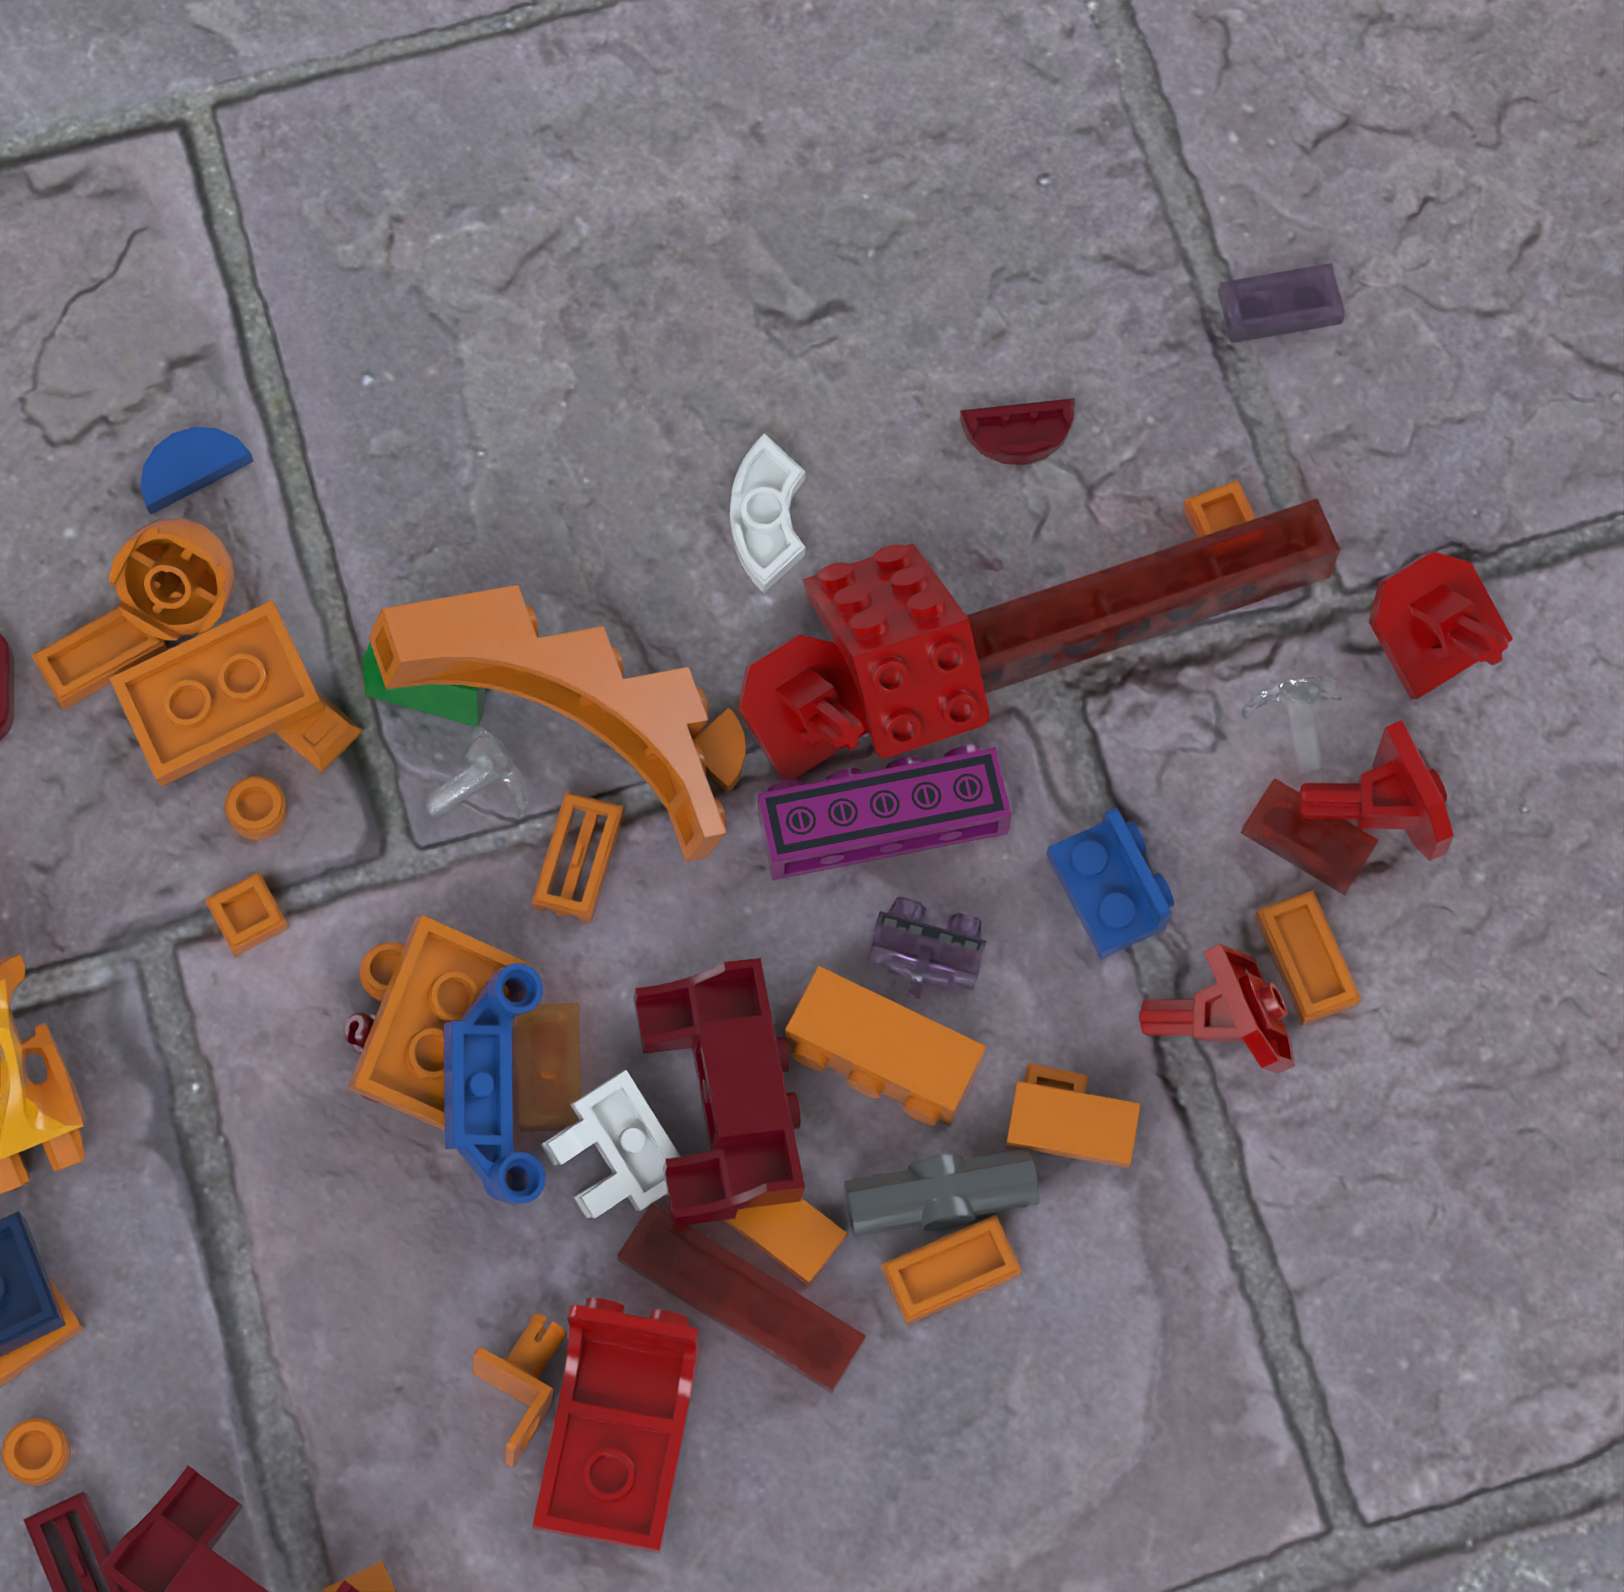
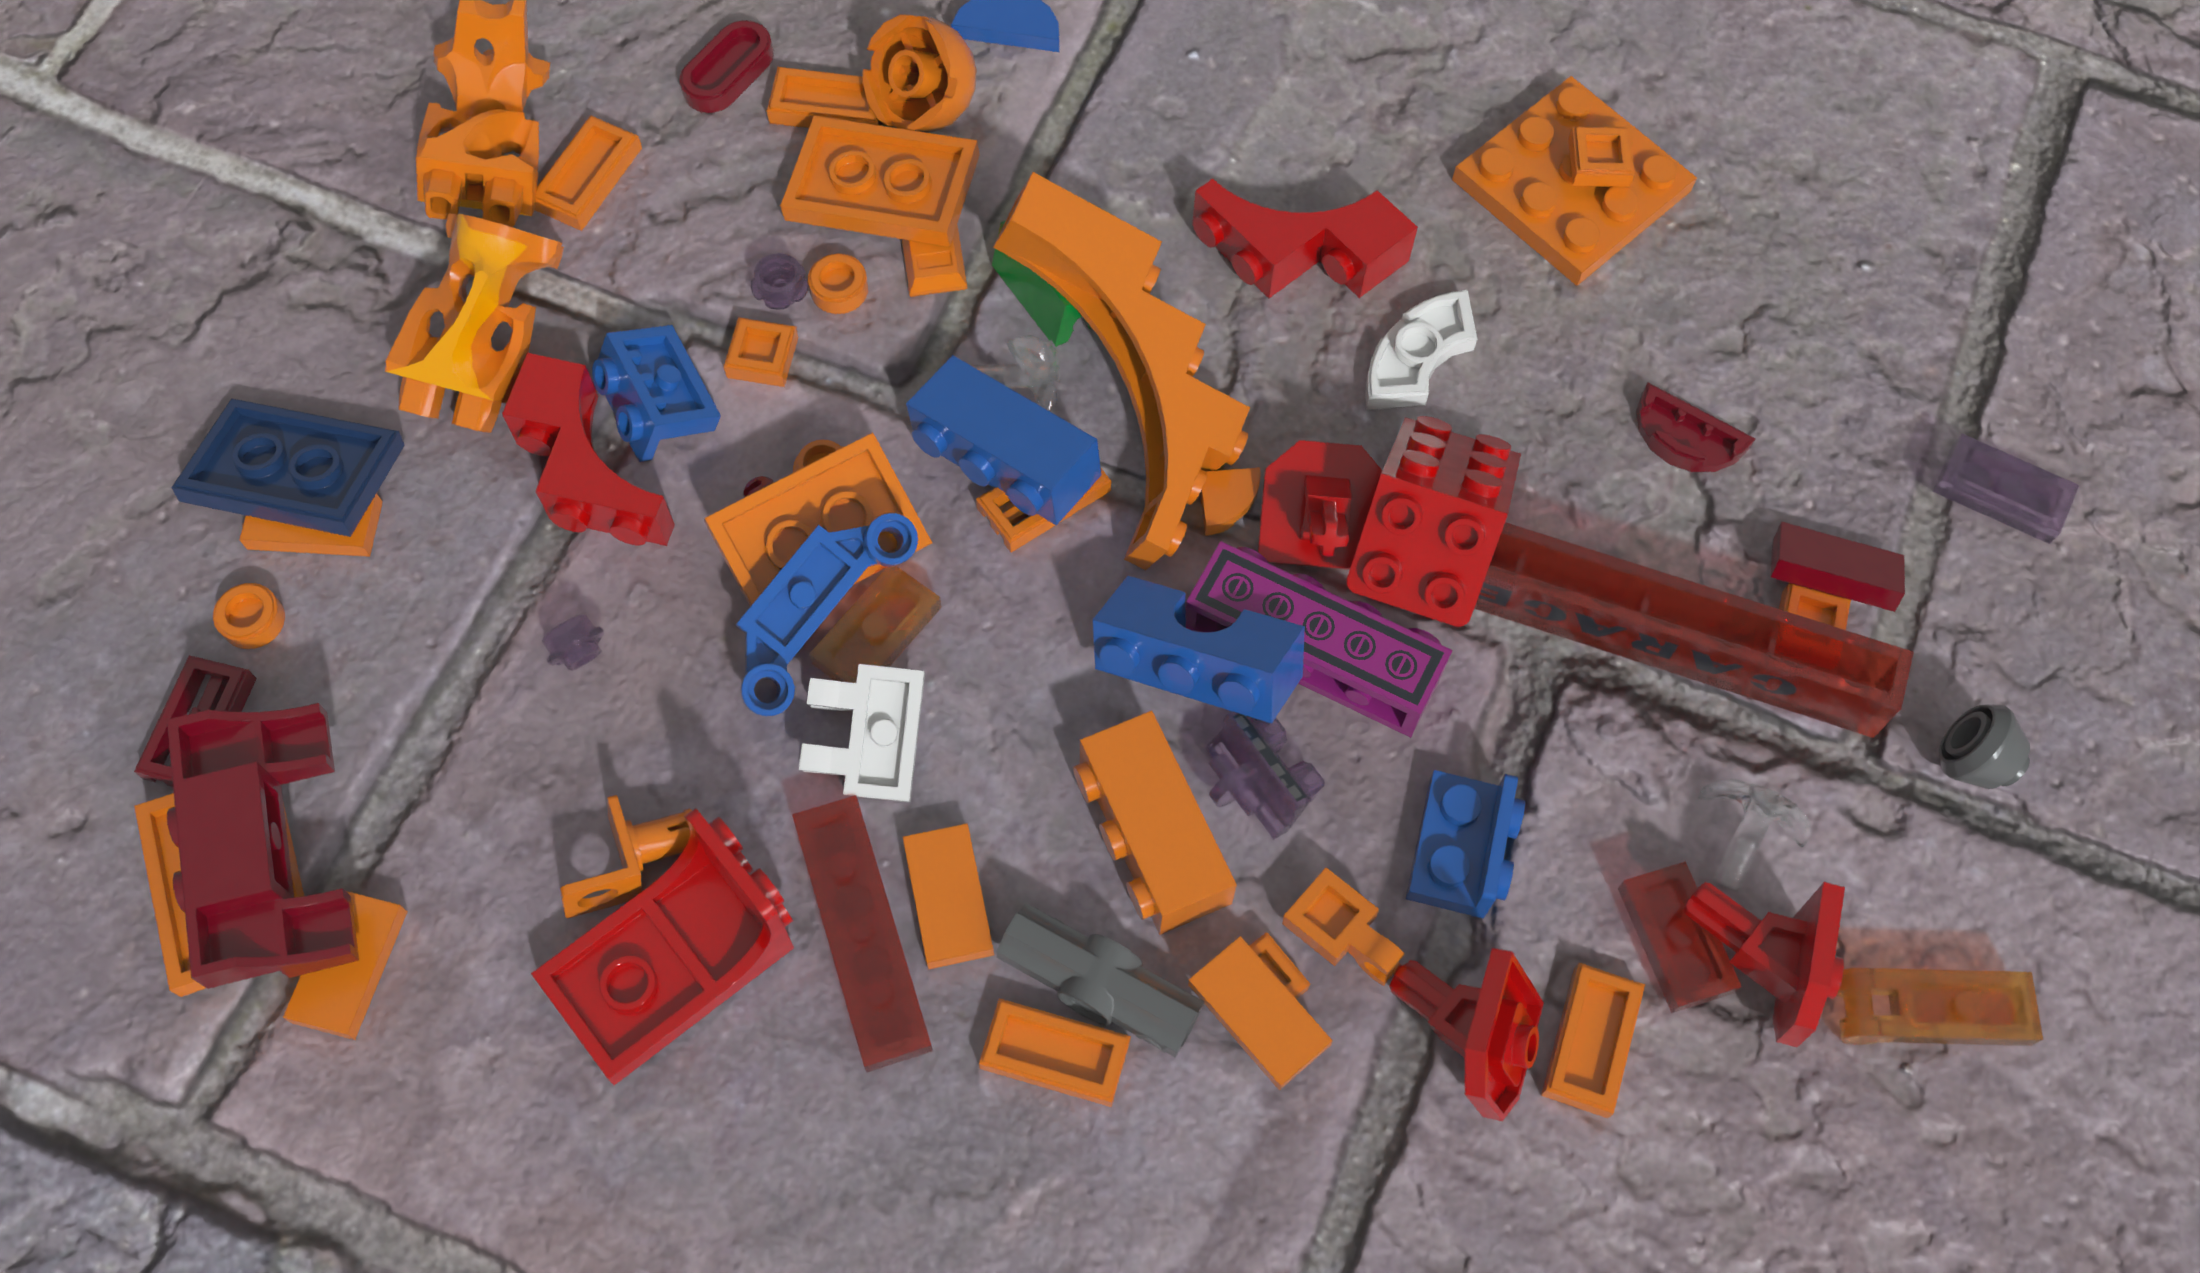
camera: 40 degrees right, 5 degrees down
(192, 1014) = (652, 388): none -> blue bracket
(205, 830) = (779, 269): none -> clear purple plate
(214, 1137) = (553, 417): none -> red arch
(324, 1263) = (573, 643): none -> clear purple plate
(518, 840) = (1004, 440): none -> blue brick
(585, 513) = (1274, 247): none -> red arch
(741, 1089) = (996, 774): dark red bracket -> none
(767, 270) = (1528, 183): none -> orange plate
(781, 241) = (1601, 156): none -> orange tile
(857, 886) = (1239, 668): none -> blue arch
(1068, 1016) = (1338, 921): none -> orange plate
(1209, 460) = (1838, 566): none -> dark red tile
(1411, 526) = (1985, 748): none -> dark grey cone
(1436, 621) = (1946, 841): red piece -> none
(1516, 747) = (1940, 1007): none -> clear orange plate

